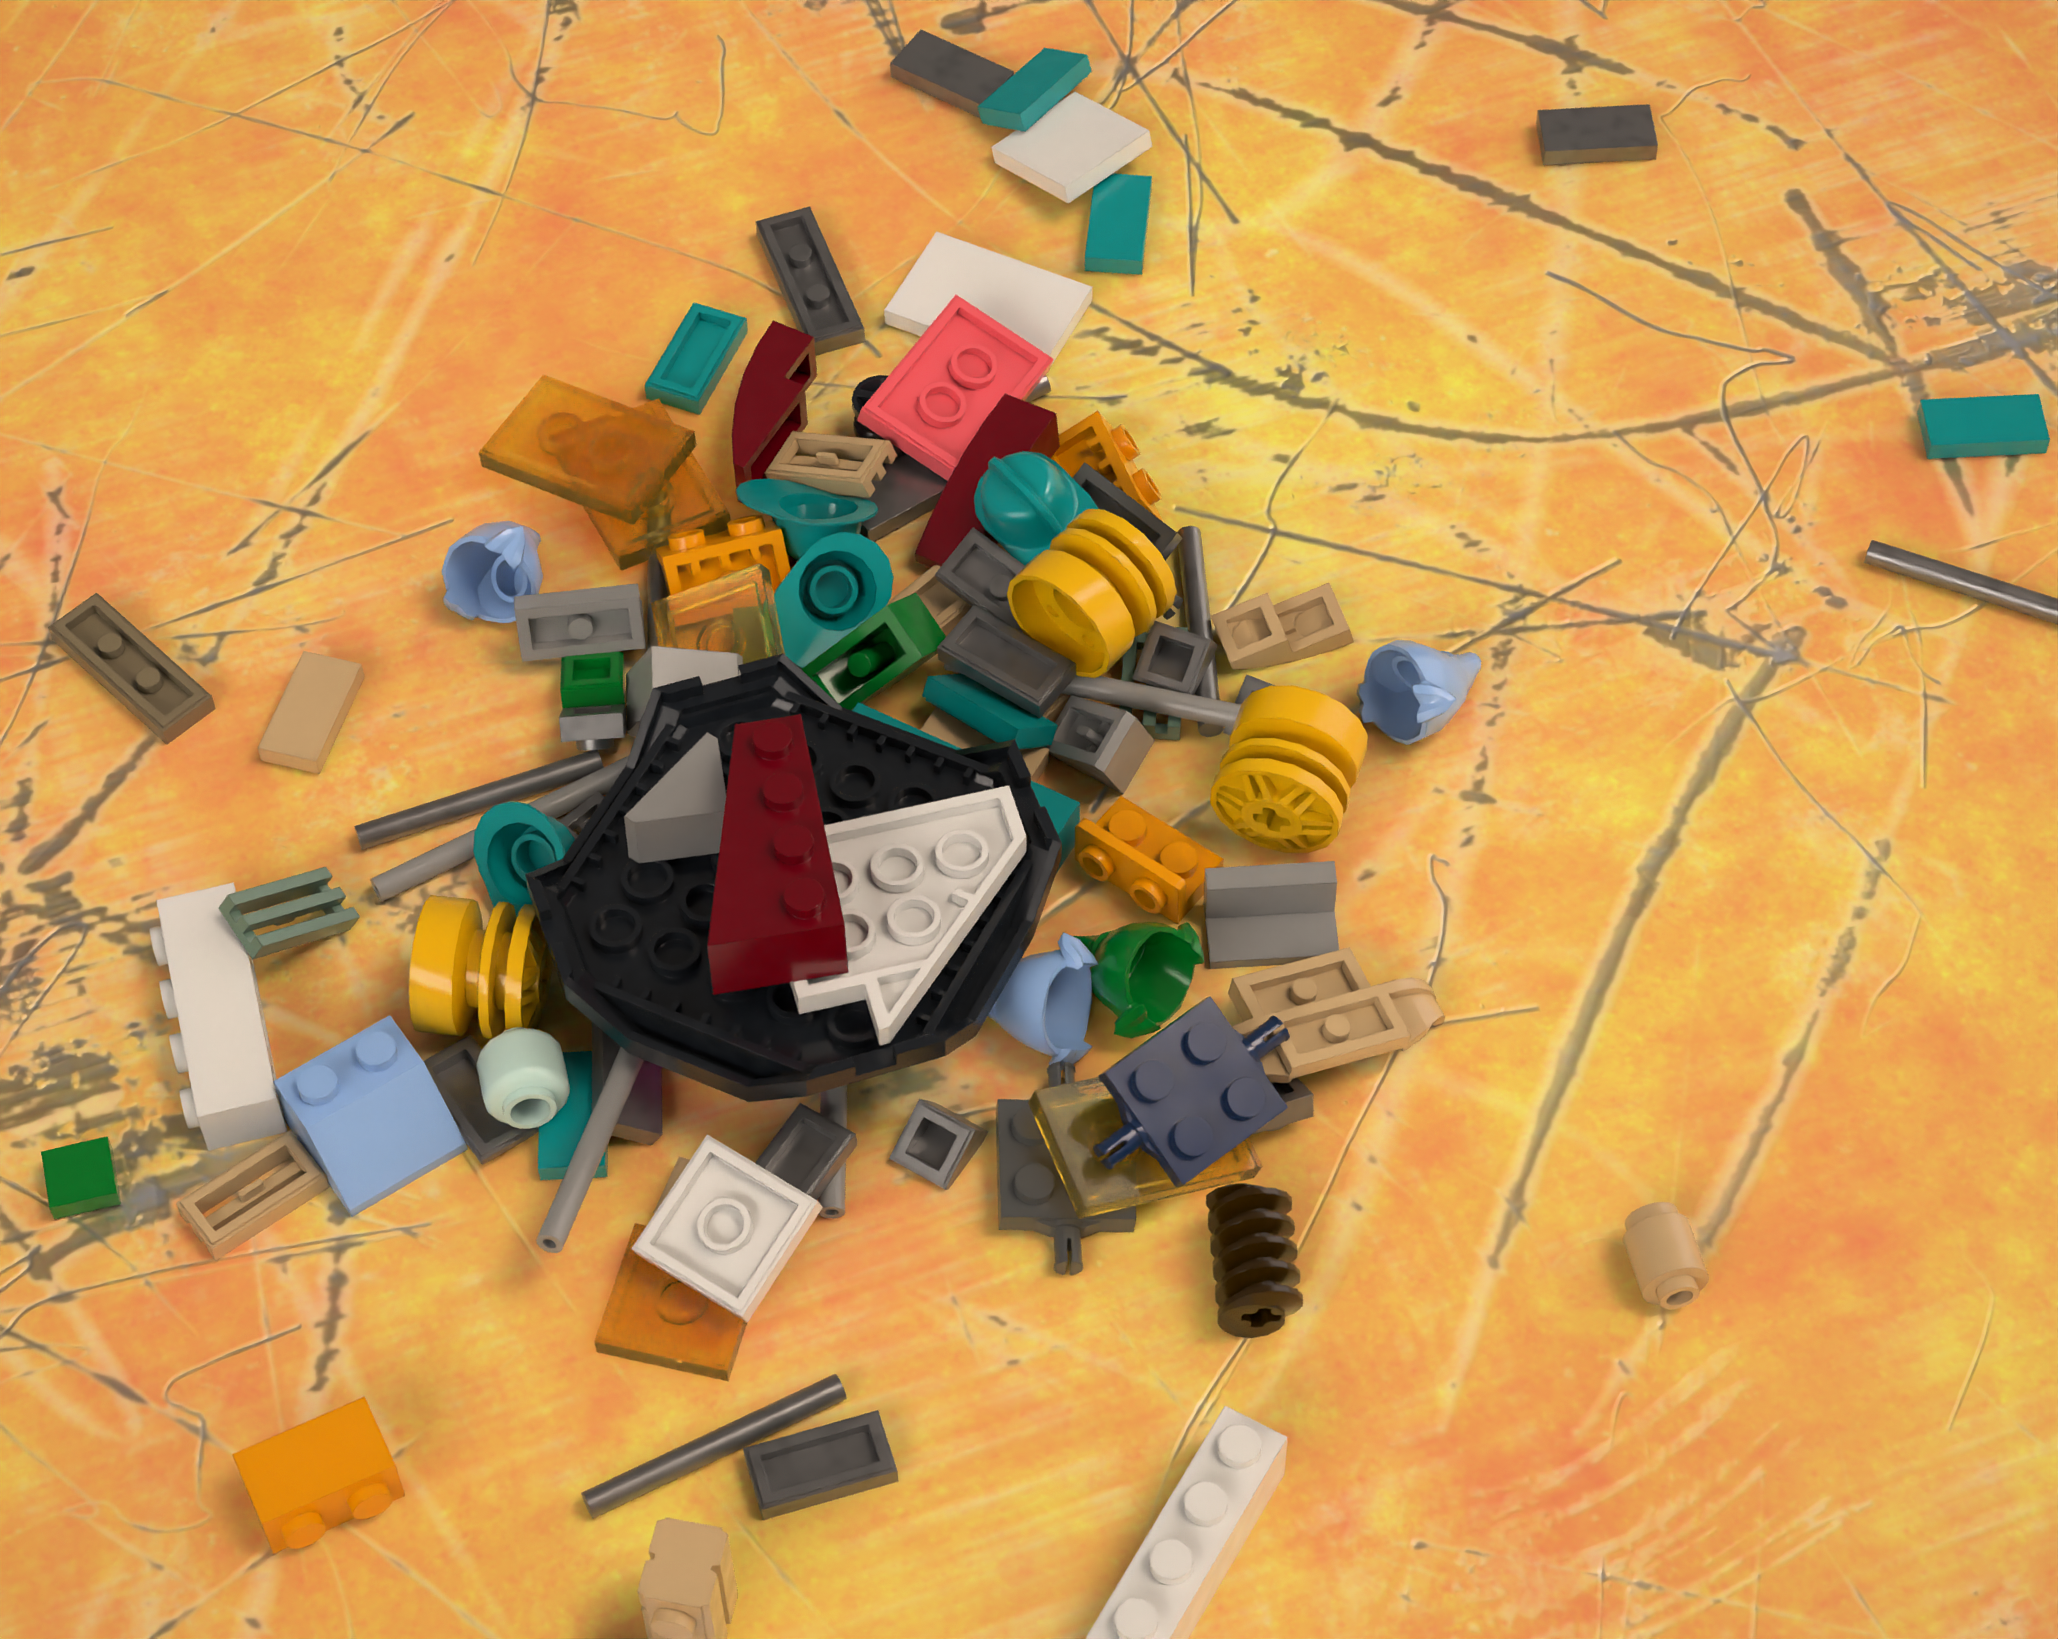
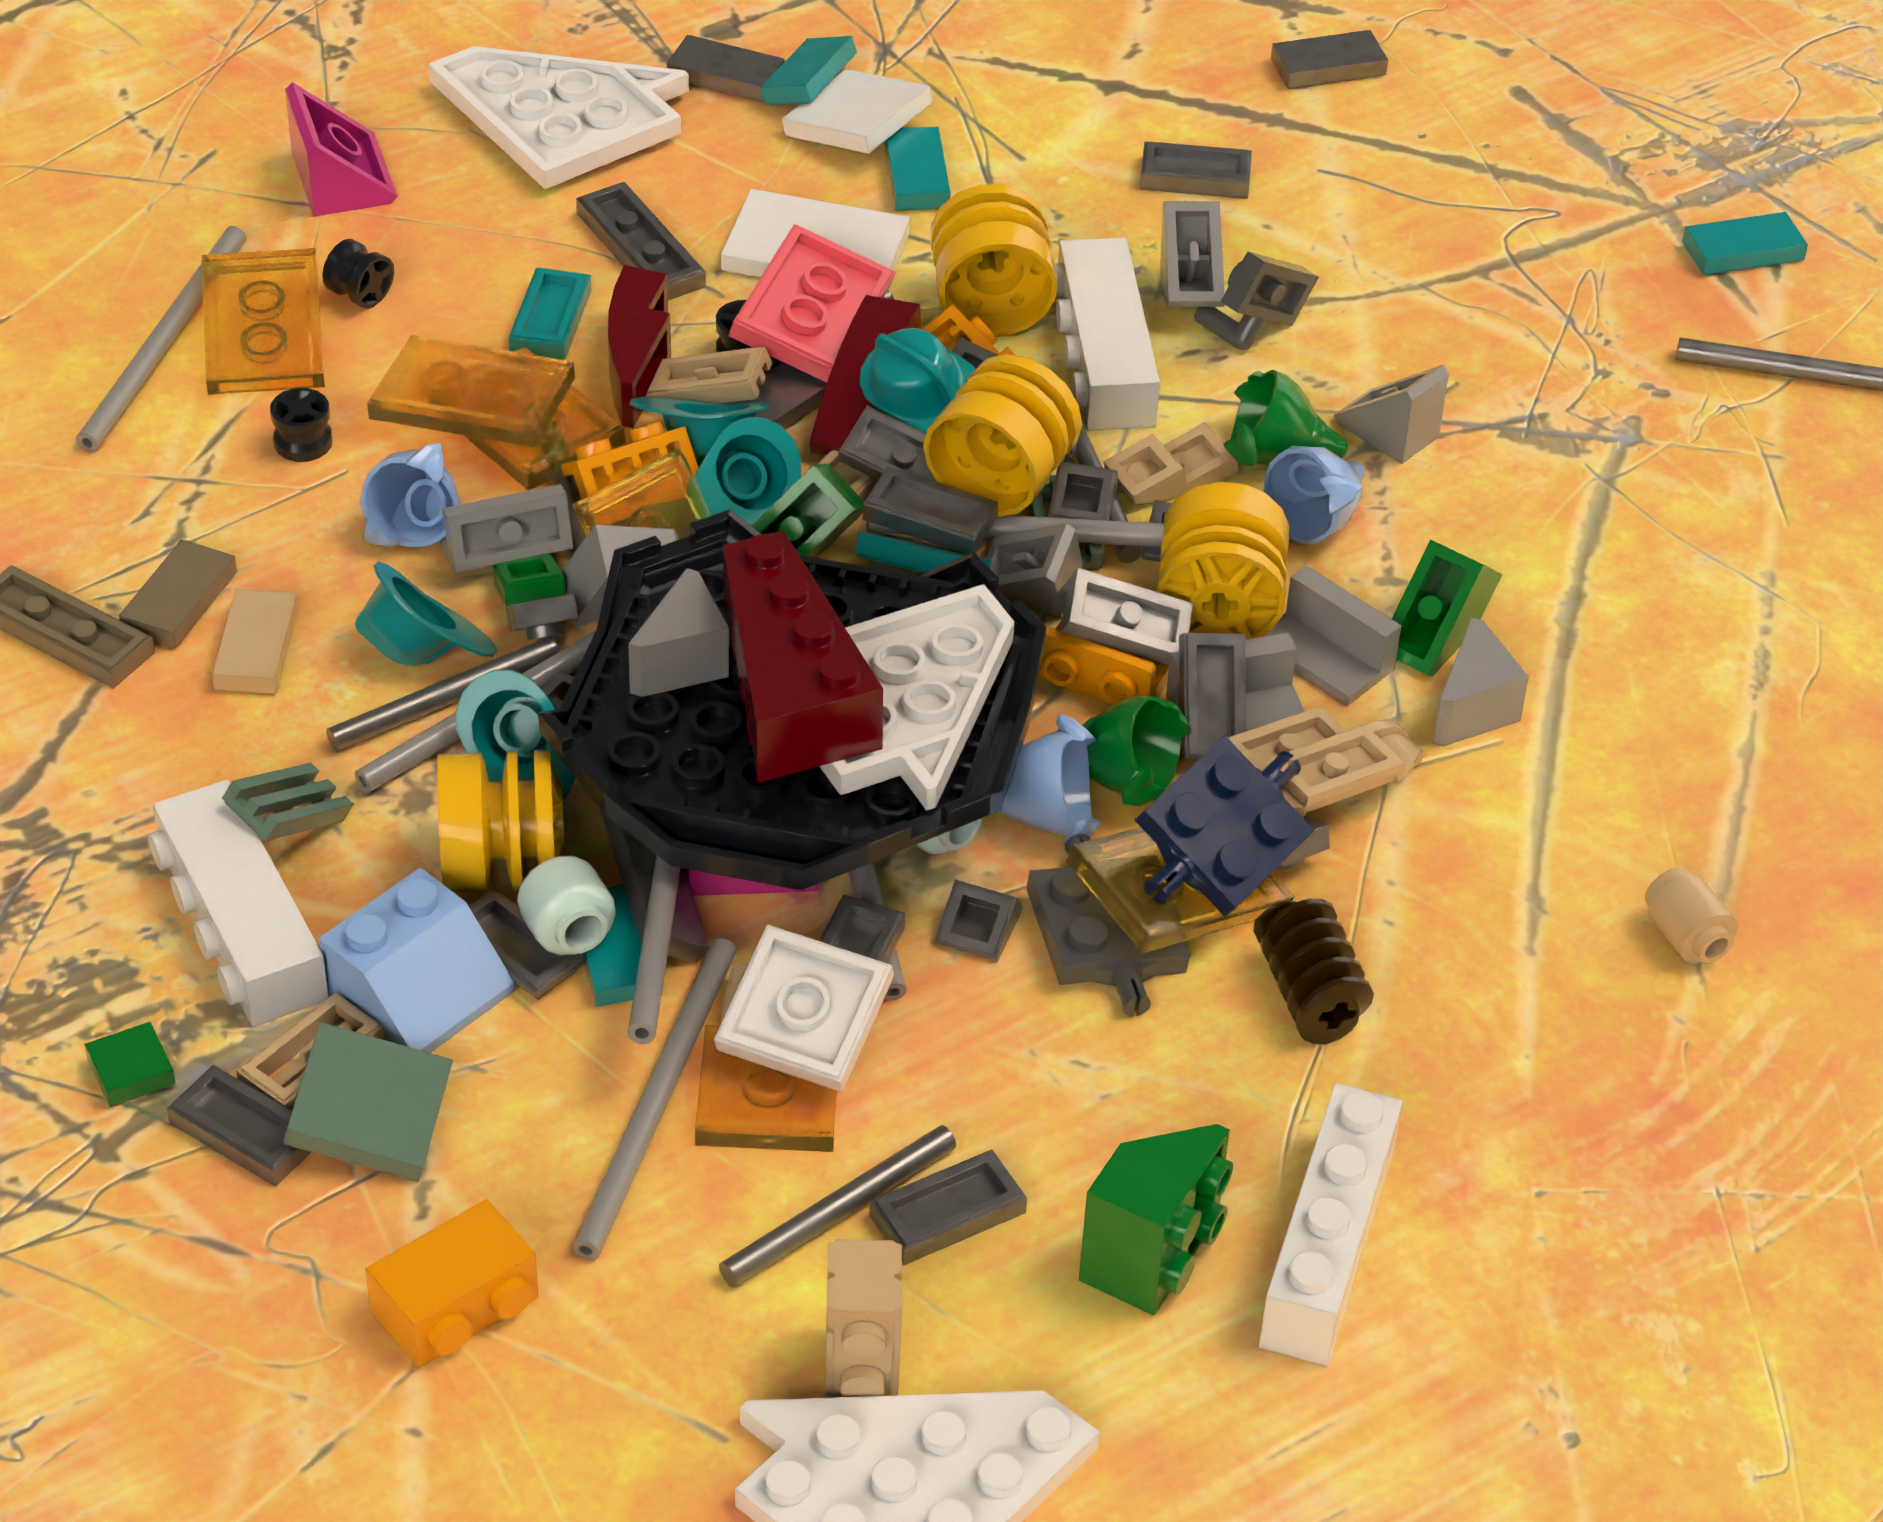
camera: 15 degrees left, 10 degrees down
(172, 1262) = (237, 1124): none -> flat silver tile
(250, 645) = (179, 592): none -> dark tan tile
(289, 1260) = (368, 1102): none -> sand green tile
(304, 339) = (152, 350): none -> light grey piece
(404, 334) = (262, 321): none -> clear yellow tile
(413, 464) = (301, 424): none -> black wheel
(470, 719) = (414, 626): none -> teal piece
(511, 289) = (358, 273): none -> black wheel
(525, 142) = (335, 157): none -> dark pink slope
(568, 1295) = (654, 1100): none -> light grey piece
(767, 108) = (560, 110): none -> white wing
(1005, 1521) = (1153, 1214): none -> green slope
(1154, 361) = (994, 257): none -> yellow wheel
(1168, 820) = (1122, 615): none -> panel
(1236, 920) = (1211, 689): none -> flat silver tile
(1255, 459) = (1105, 334): none -> white brick
(1367, 379) = (1192, 254): none -> light grey slope
(1388, 865) = (1337, 637): none -> light grey panel
(1402, 601) = (1274, 418): none -> green hat
(1413, 260) = (1196, 169): none -> flat silver tile
(1424, 436) = (1261, 291): none -> dark grey plate
(1509, 845) = (1439, 606): none -> green slope
(1522, 951) = (1482, 689): none -> light grey slope
(1536, 599) = (1400, 414): none -> light grey slope

